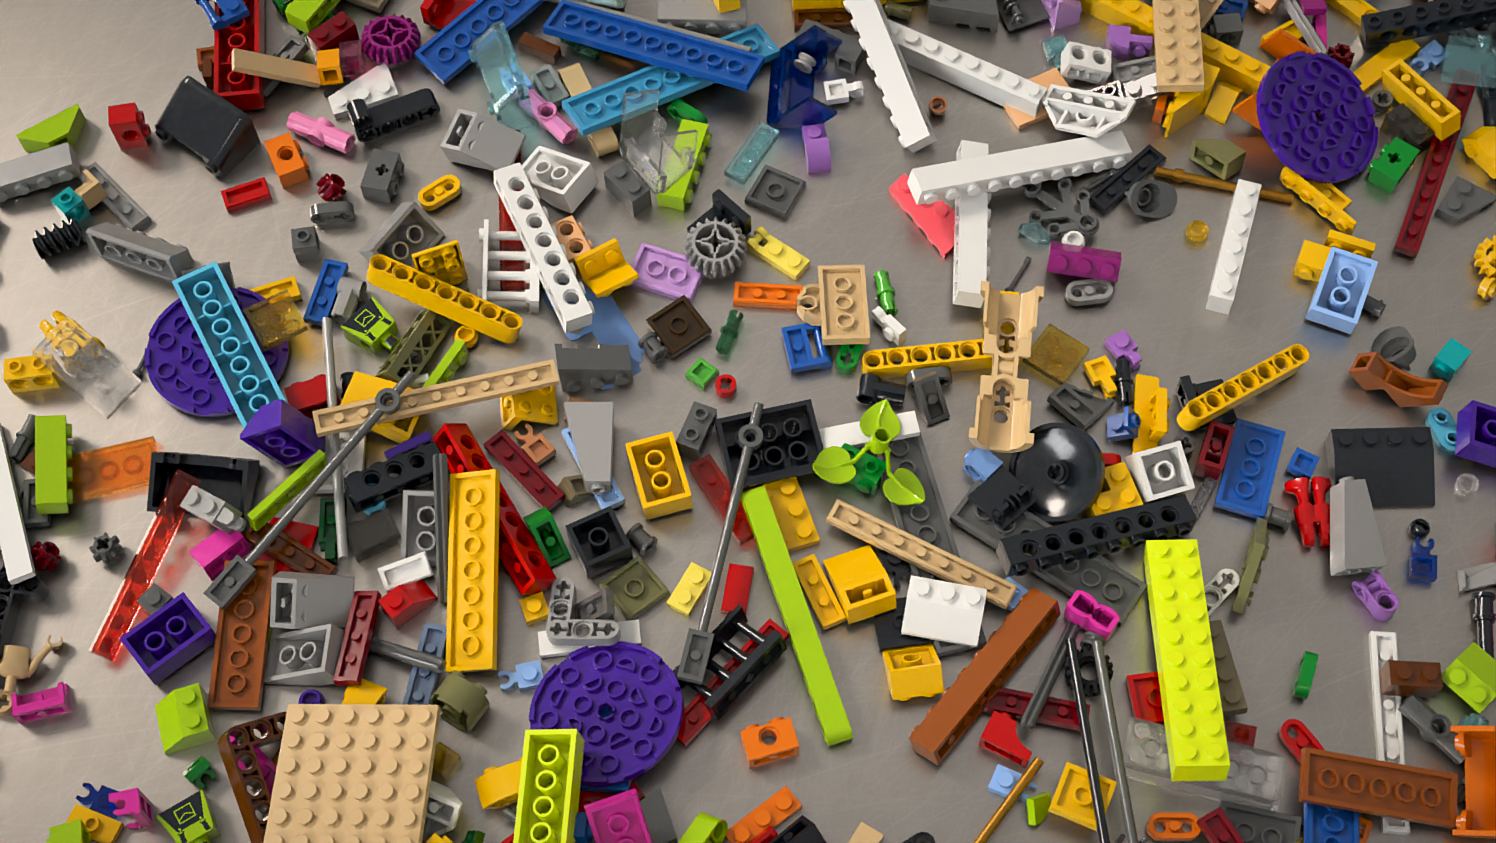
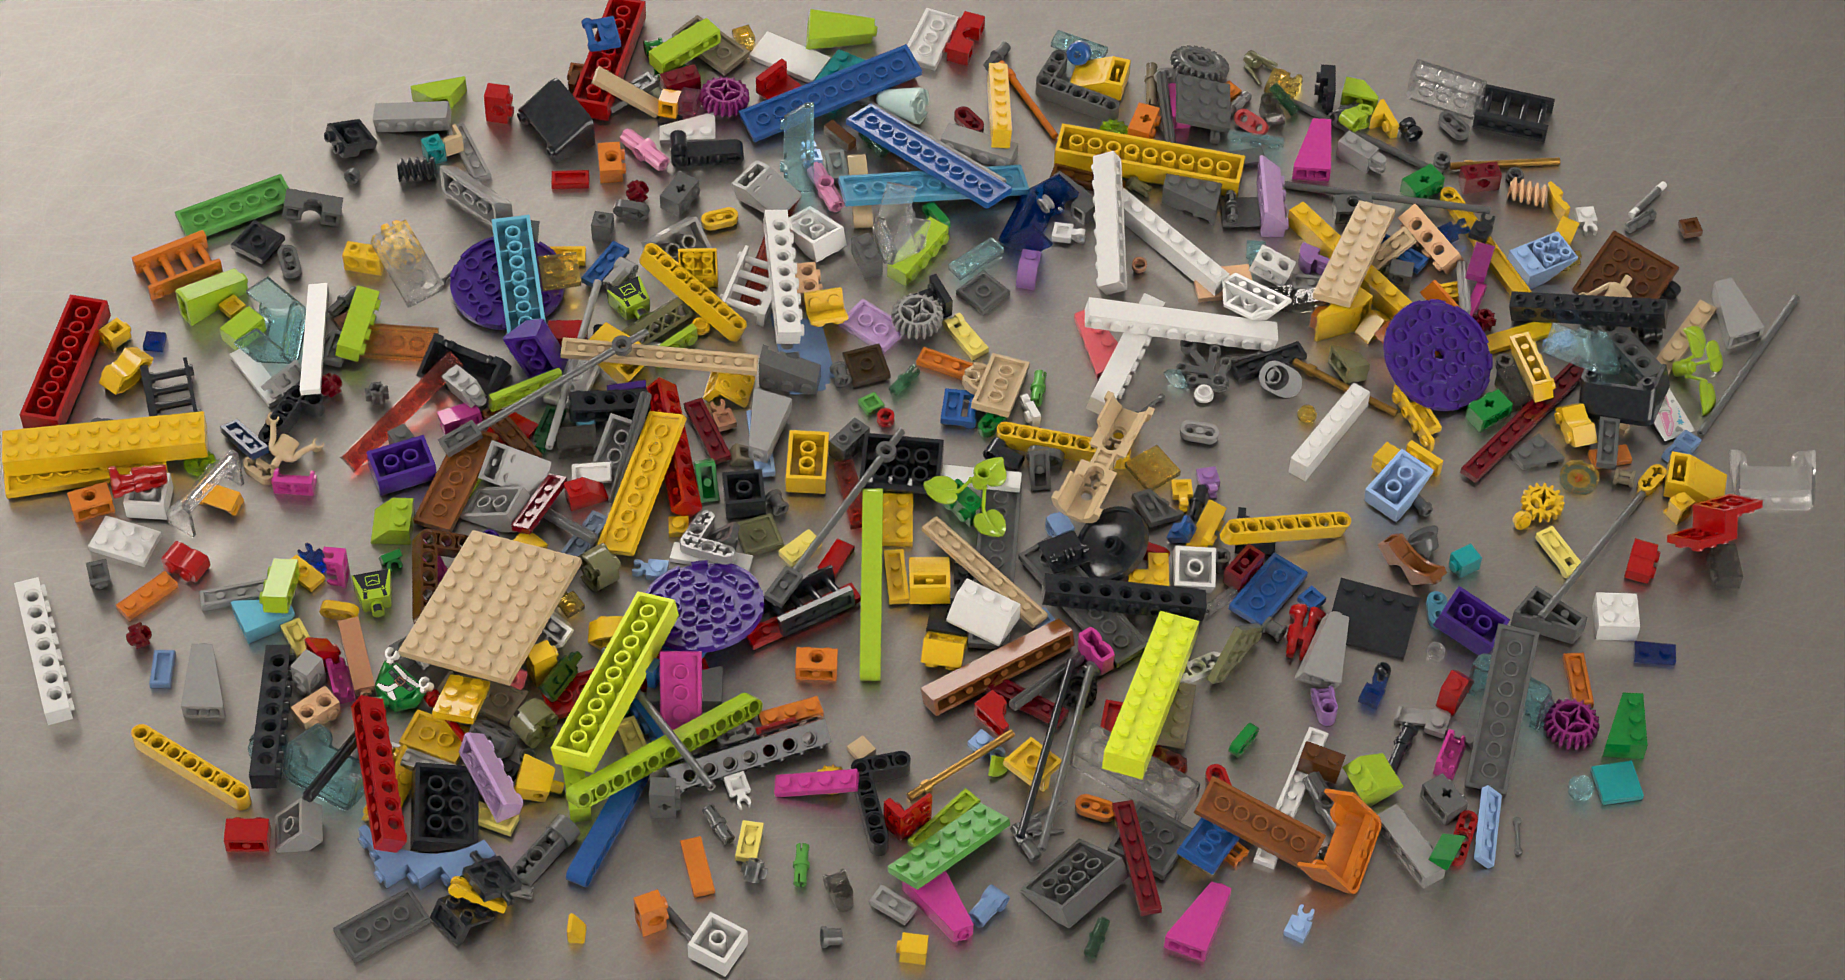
camera: 15 degrees right, 10 degrees down
(1084, 261) = (1203, 408): magenta brick -> none

